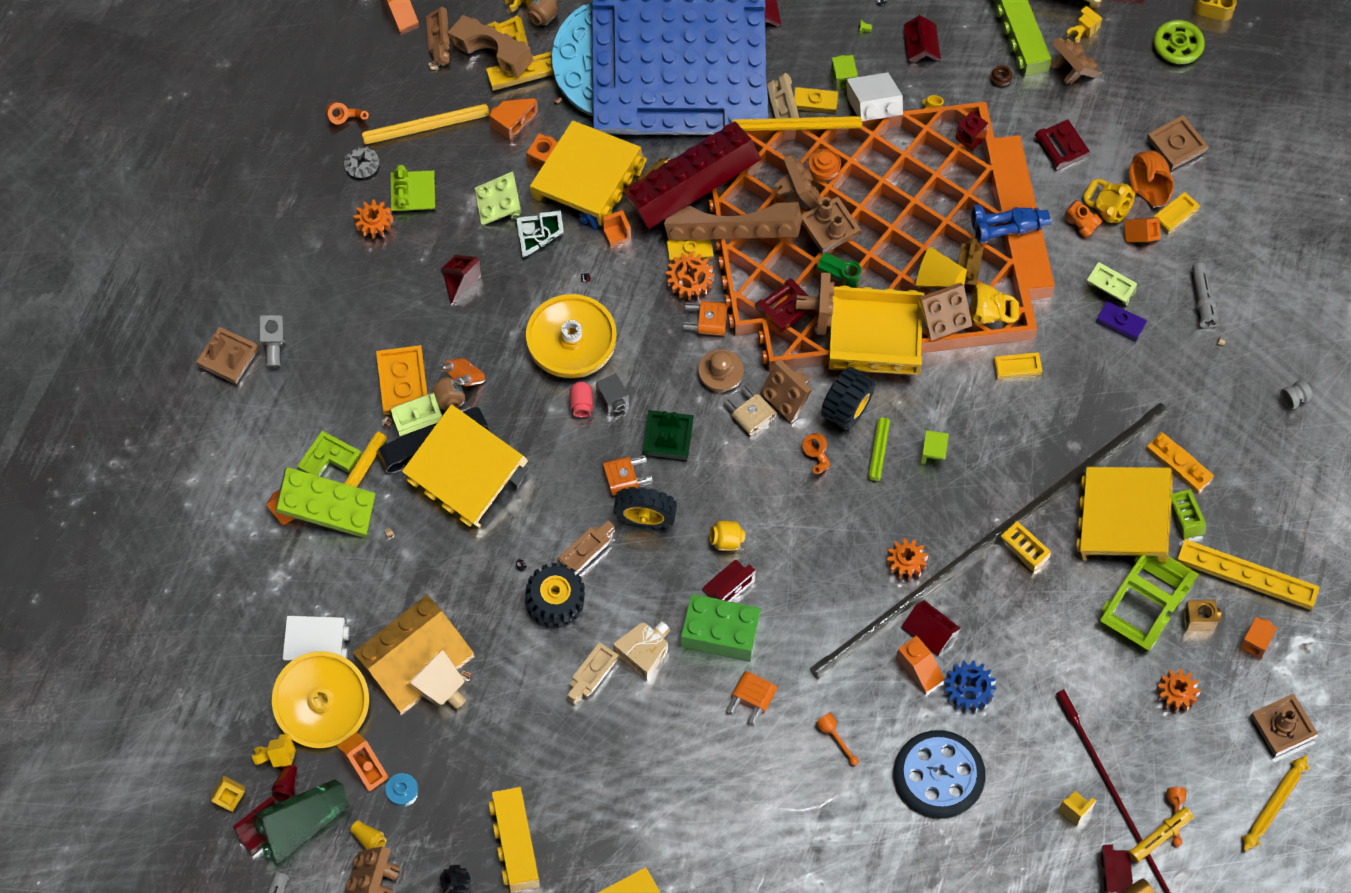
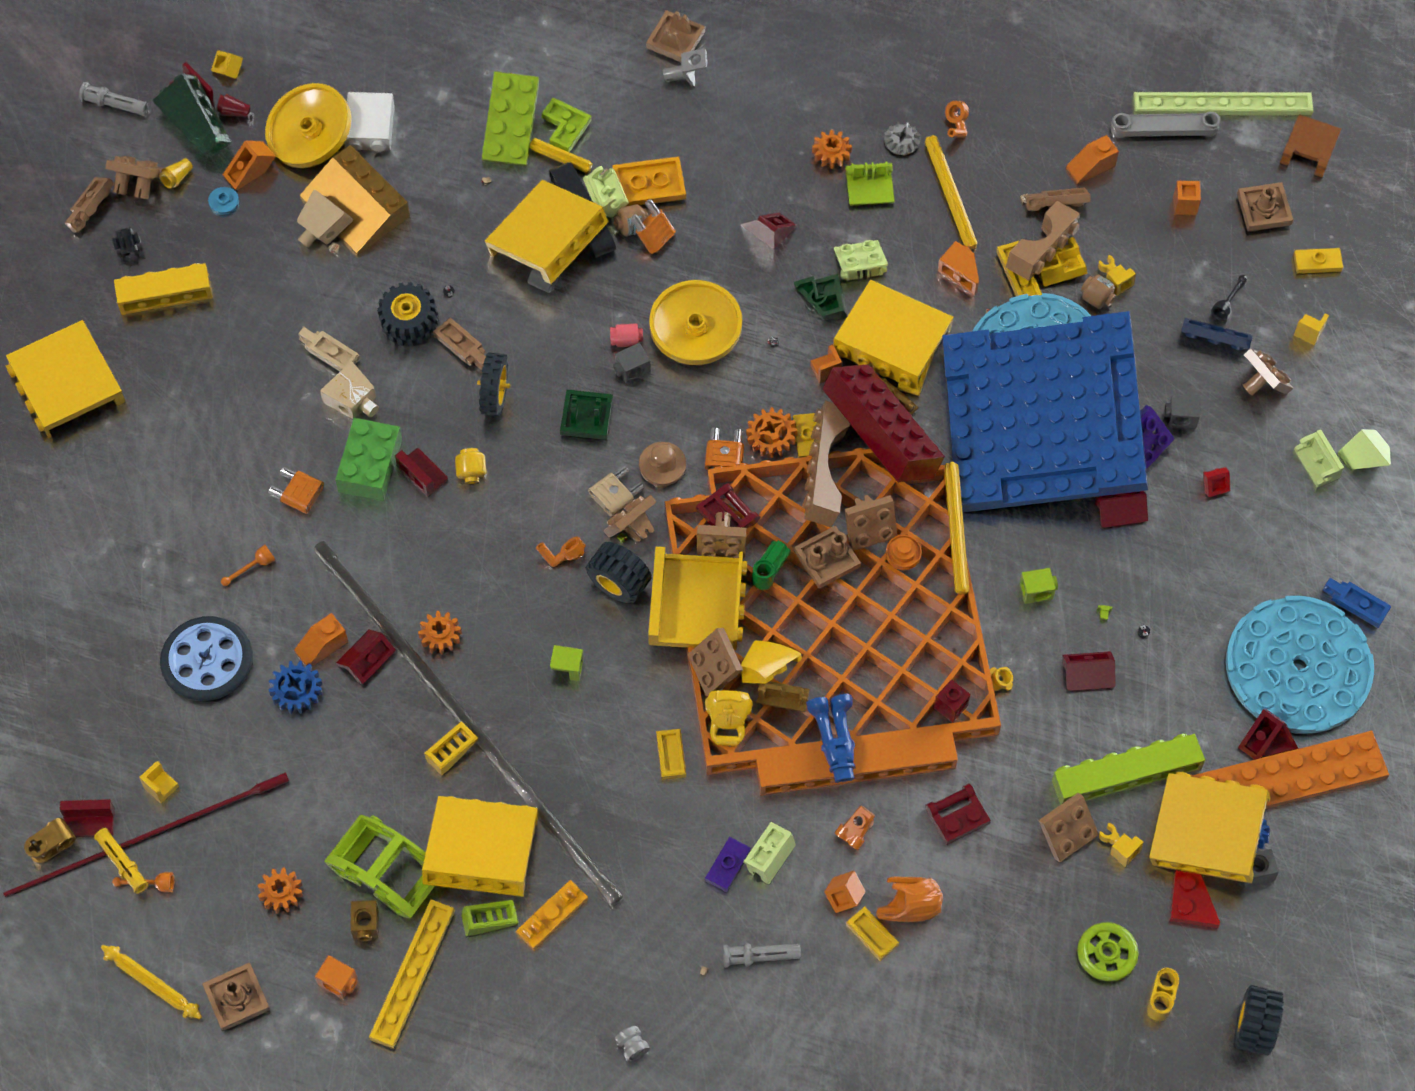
camera: 90 degrees right, 0 degrees up
(279, 751) = (261, 98): yellow piece -> none
(541, 143) = (919, 287): orange brick -> none
(571, 324) = (693, 311): white bush -> none
(621, 474) = (542, 374): orange piece -> none
(782, 100) = (994, 524): tan plate -> none
(816, 100) = (1002, 559): yellow plate -> none
(874, 96) = (999, 609): white brick -> none
(879, 449) = (570, 612): lime axle -> none
(1004, 71) = (1047, 746): reddish brown plate -> none
(1112, 201) = (880, 860): yellow piece -> none
(1177, 142) = (965, 939): medium nougat plate -> none

